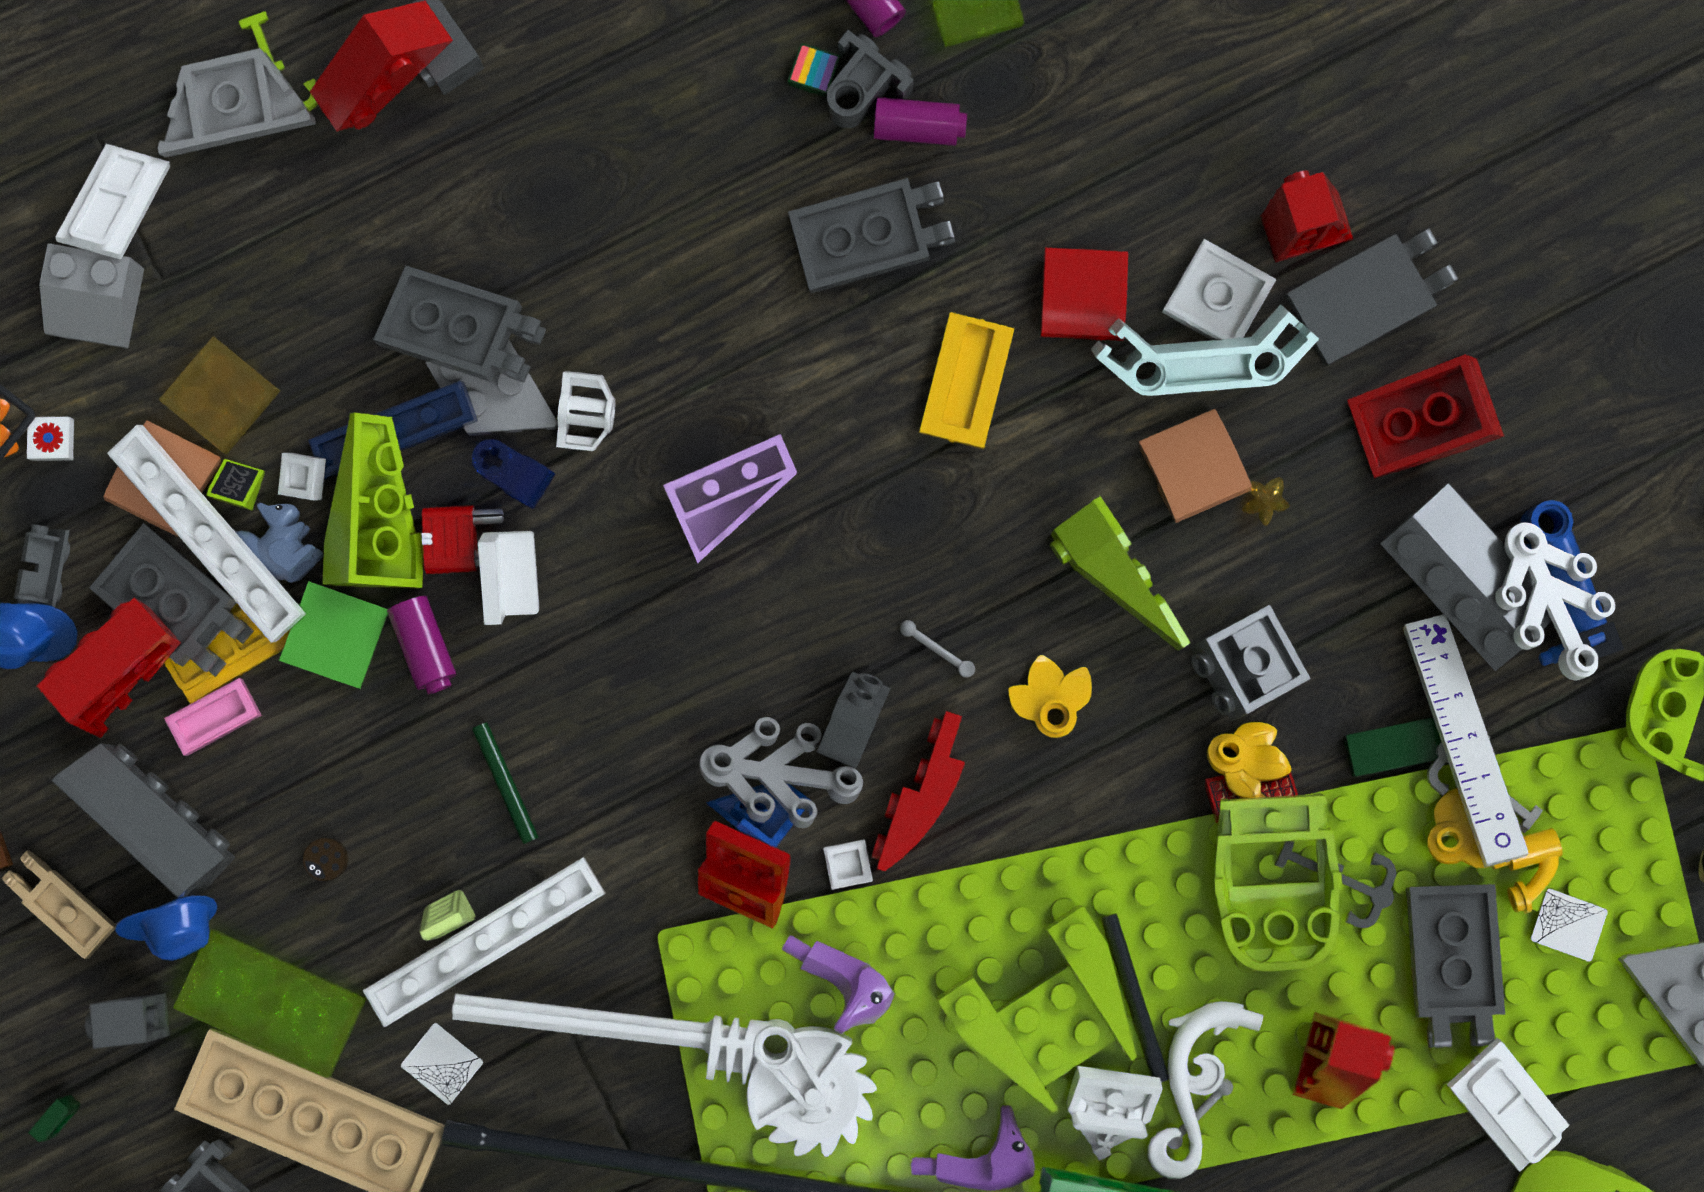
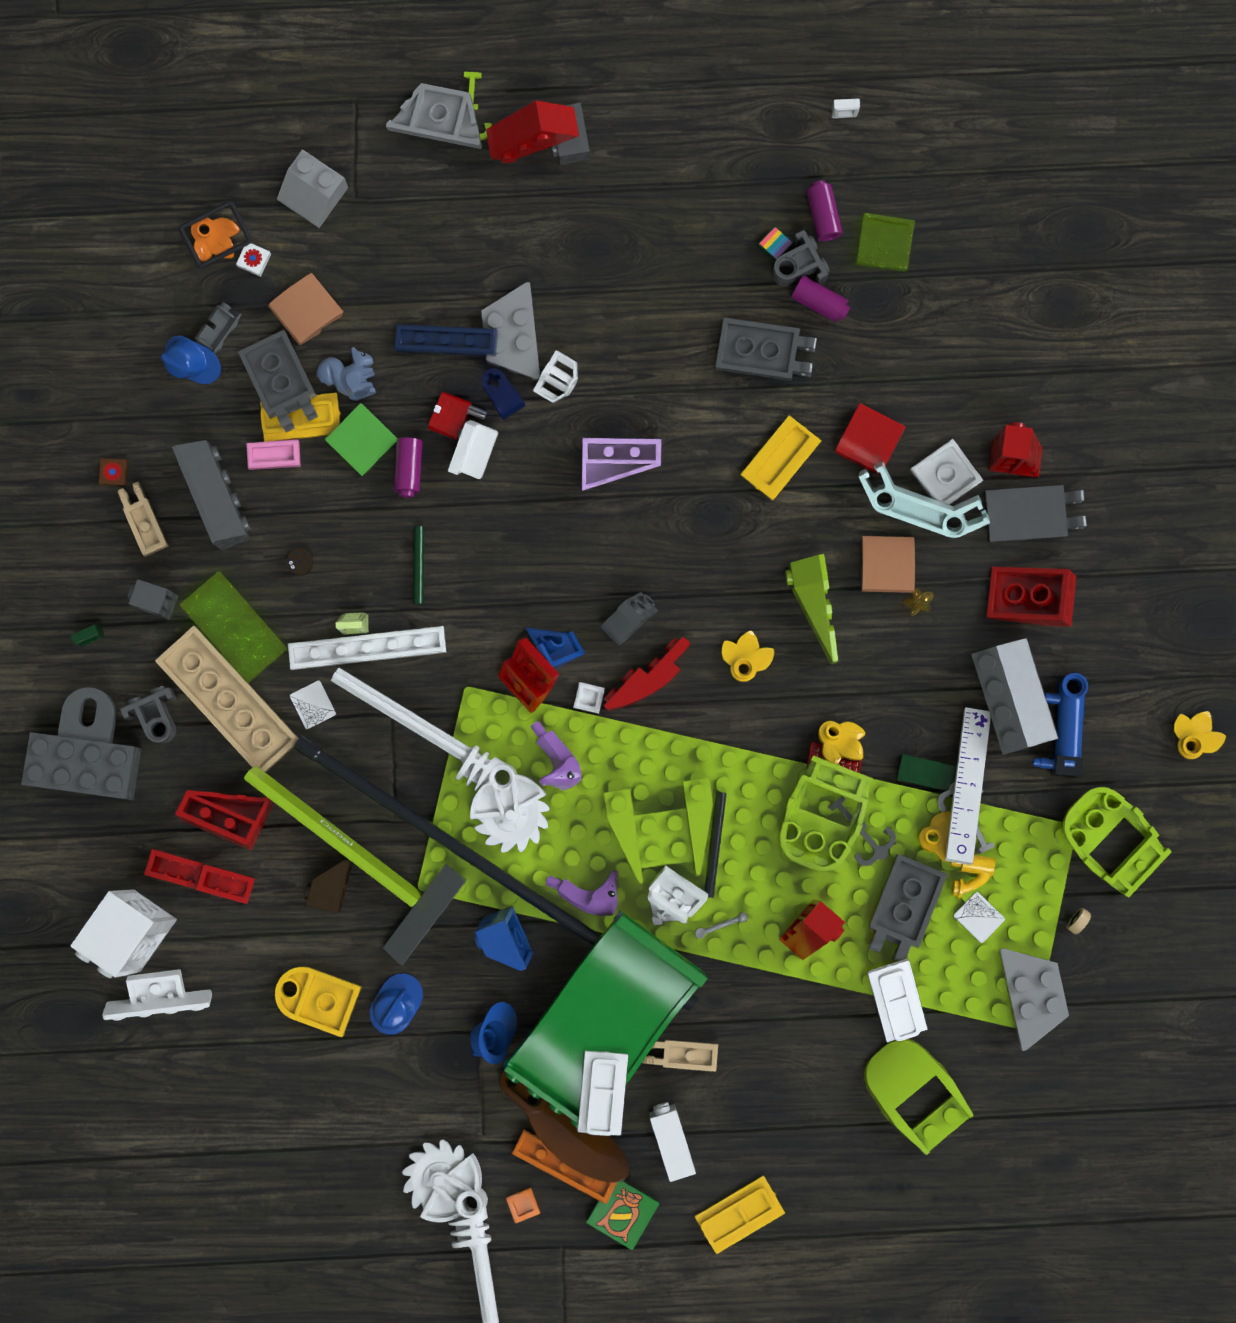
camera: 25 degrees right, 0 degrees up
(108, 666) = (230, 398): red wedge -> none
(113, 201) = (348, 142): white piece -> none
(172, 928) = (199, 560): blue piece -> none
(206, 533) = (316, 350): white tile -> none
(219, 395) = (358, 277): clear yellow plate -> none
(236, 484) = (345, 331): slope -> none
(301, 476) = (383, 343): white tile -> none
(370, 518) = (410, 385): lime wedge -> none
(456, 326) = (507, 297): dark grey tile -> none
(776, 774) = (572, 627): light grey plant -> none
(965, 668) = (705, 619): light grey hinge -> none
(1190, 1026) = (739, 874): white plant -> none
(1249, 664) = (866, 688): plate -> none
(1549, 594) = (1054, 725): white plant -> none

